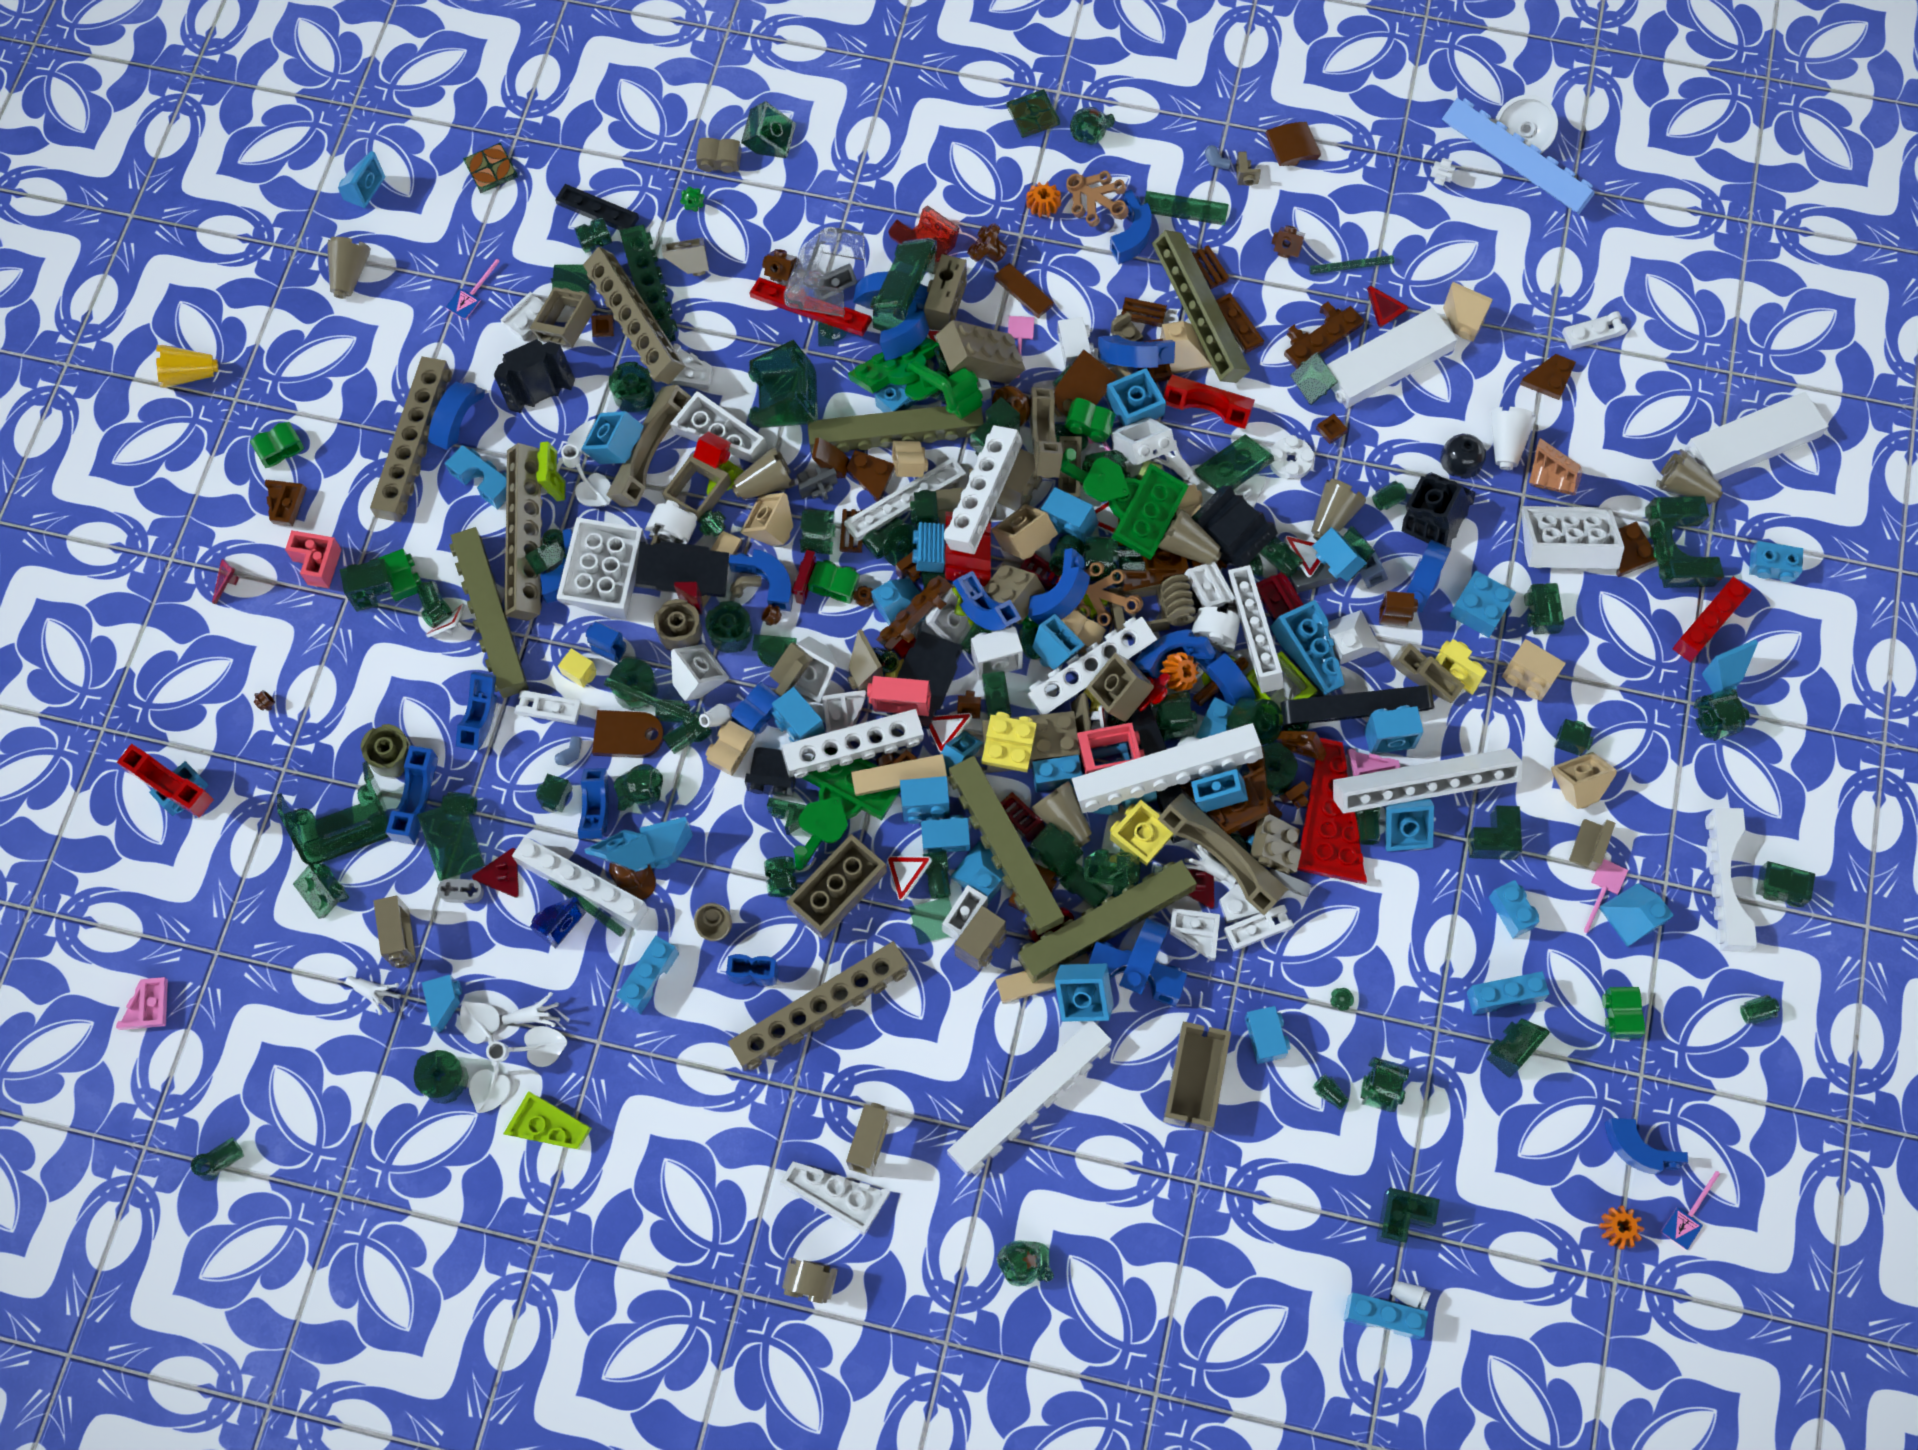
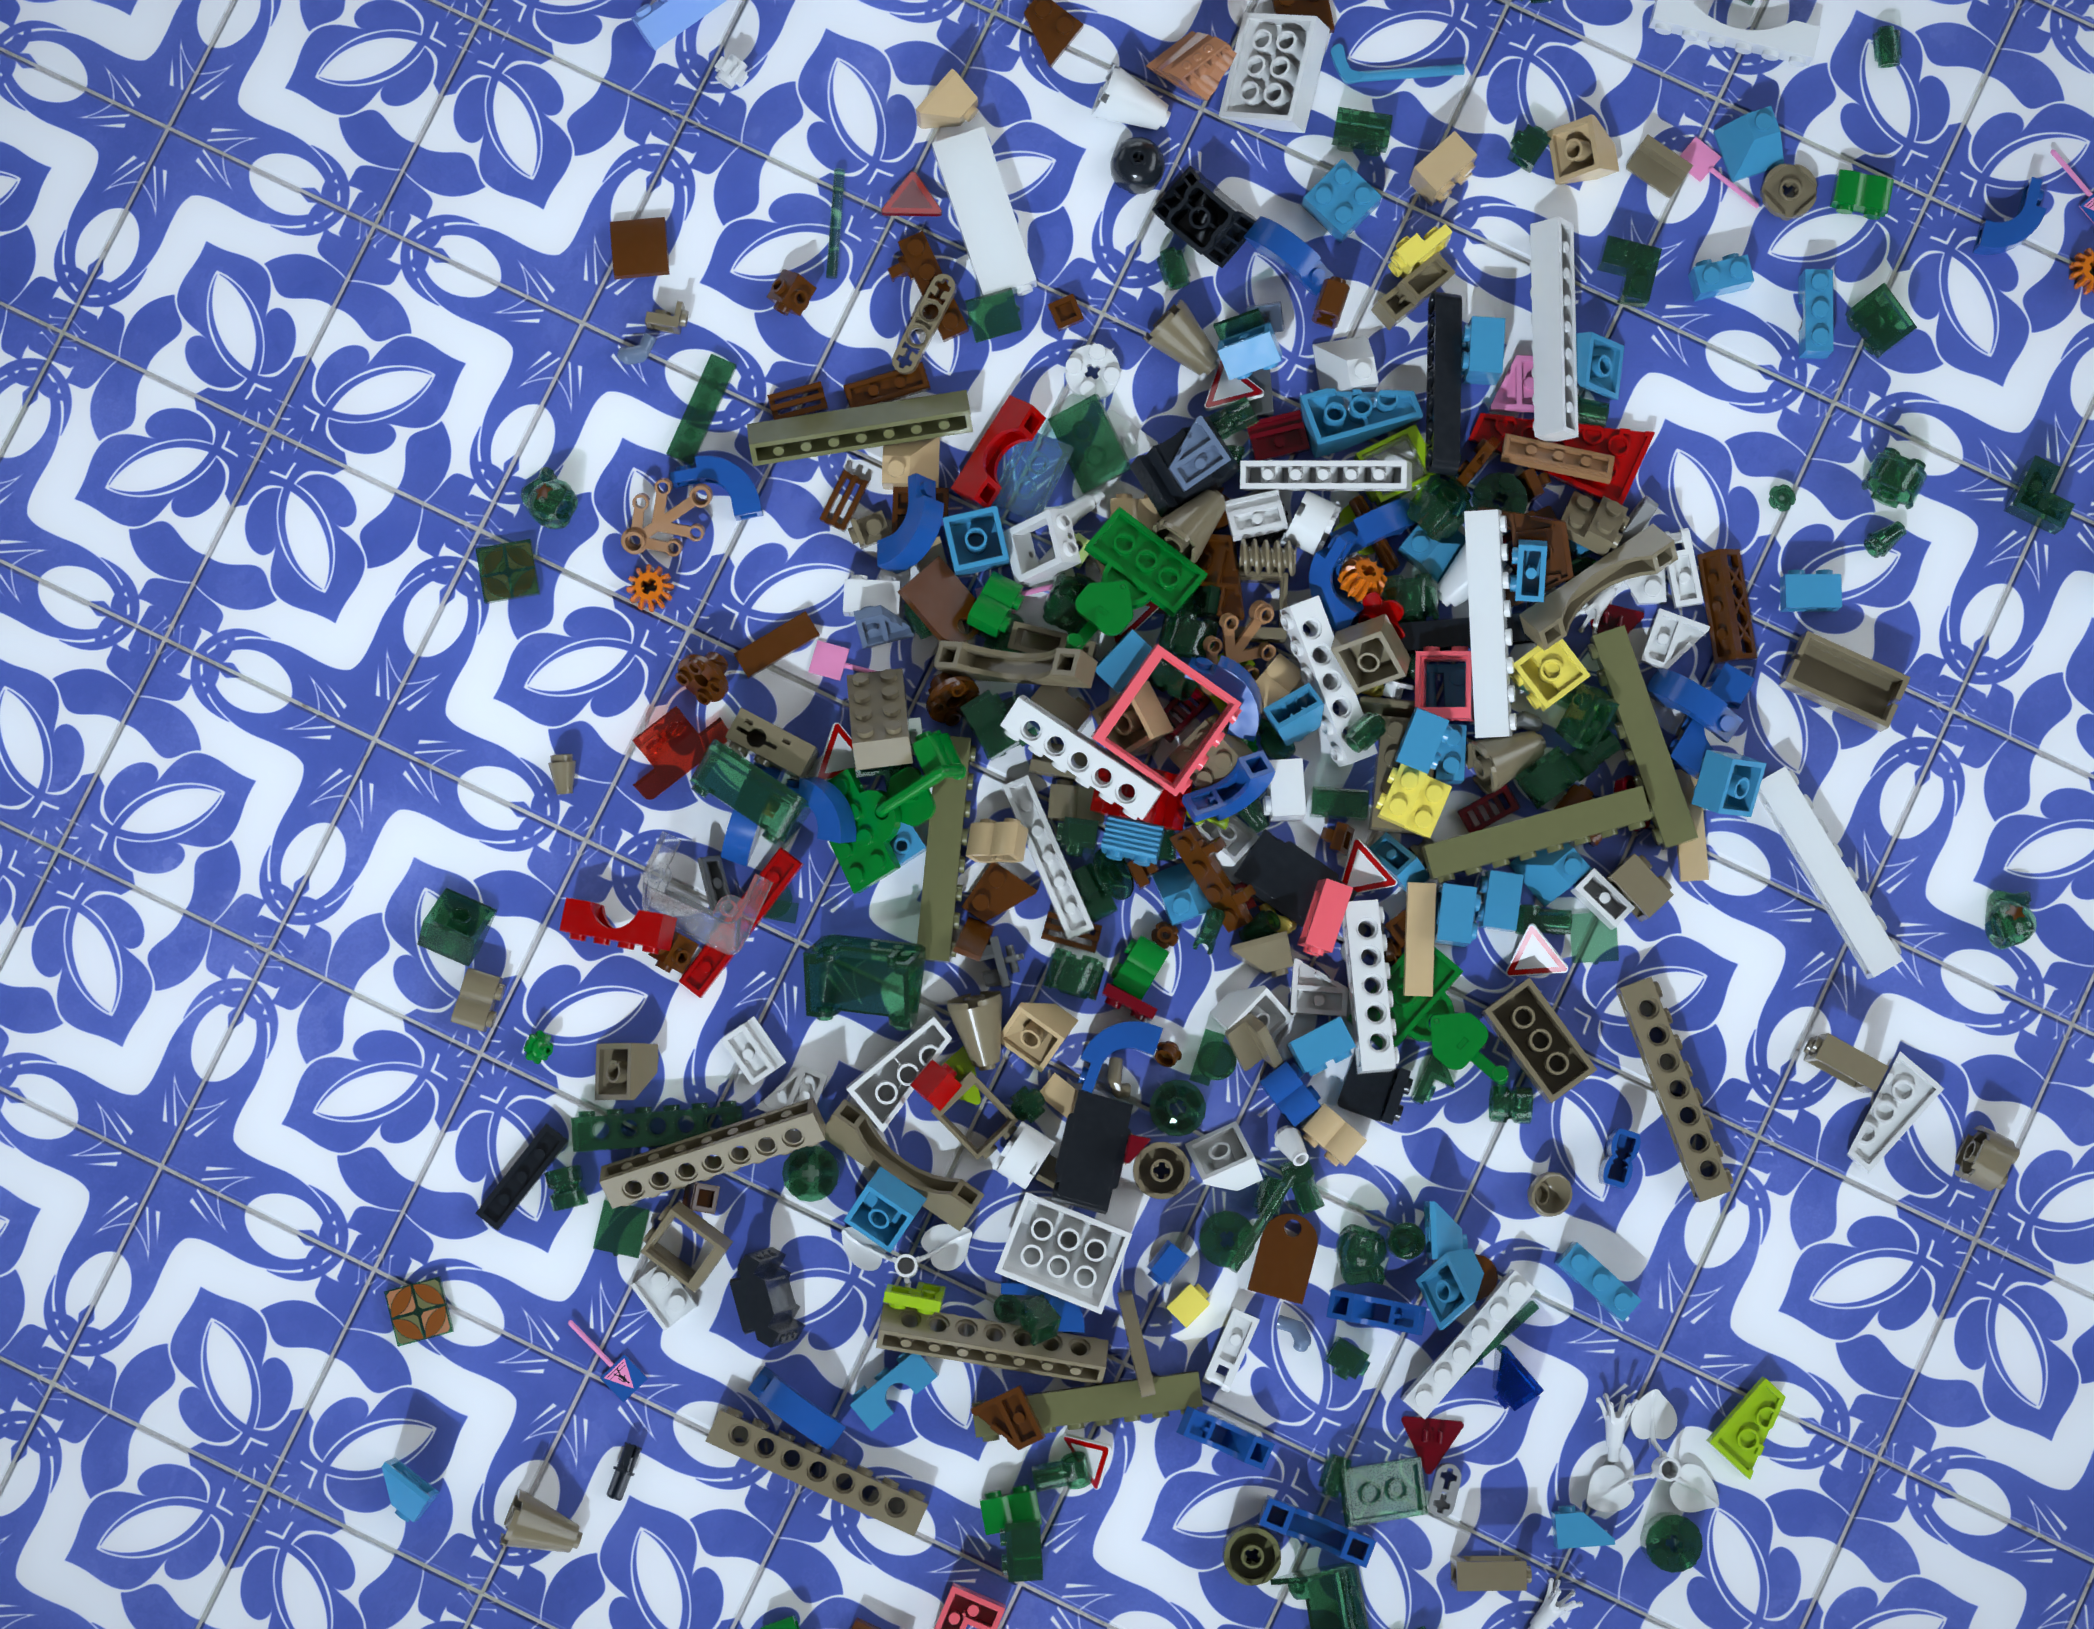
camera: 80 degrees left, 15 degrees up
(394, 315) = (623, 1471): none -> black axle
(467, 553) = (1011, 1417): none -> reddish brown wing
(539, 632) = (1136, 1343): none -> dark tan beam
(652, 811) = (1405, 1240): none -> clear green wheel
(716, 334) = (753, 1051): none -> white plate
(787, 235) = (646, 929): none -> red arch
(874, 622) = (1210, 929): none -> clear green bar
(894, 174) = (563, 772): none -> dark tan cone
(1032, 504) = (1199, 757): none -> coral window
(1053, 347) = (880, 626): none -> sand blue wing
(1056, 696) = (1365, 732): none -> clear green brick
(1057, 731) = (1422, 740): none -> dark azure brick
(1098, 828) = (1528, 722): none -> dark grey arm
(1199, 429) = (1032, 475): none -> clear light blue tile
(1233, 965) = (1723, 605): none -> reddish brown fence
(1242, 526) = (1197, 455): none -> sand blue wing
(1293, 327) = (920, 322): none -> dark tan beam
(1321, 806) = (1557, 458): none -> medium nougat tile
(1586, 595) = (1351, 76): none -> dark azure piece
(1594, 958) = (1804, 192): none -> dark tan plate

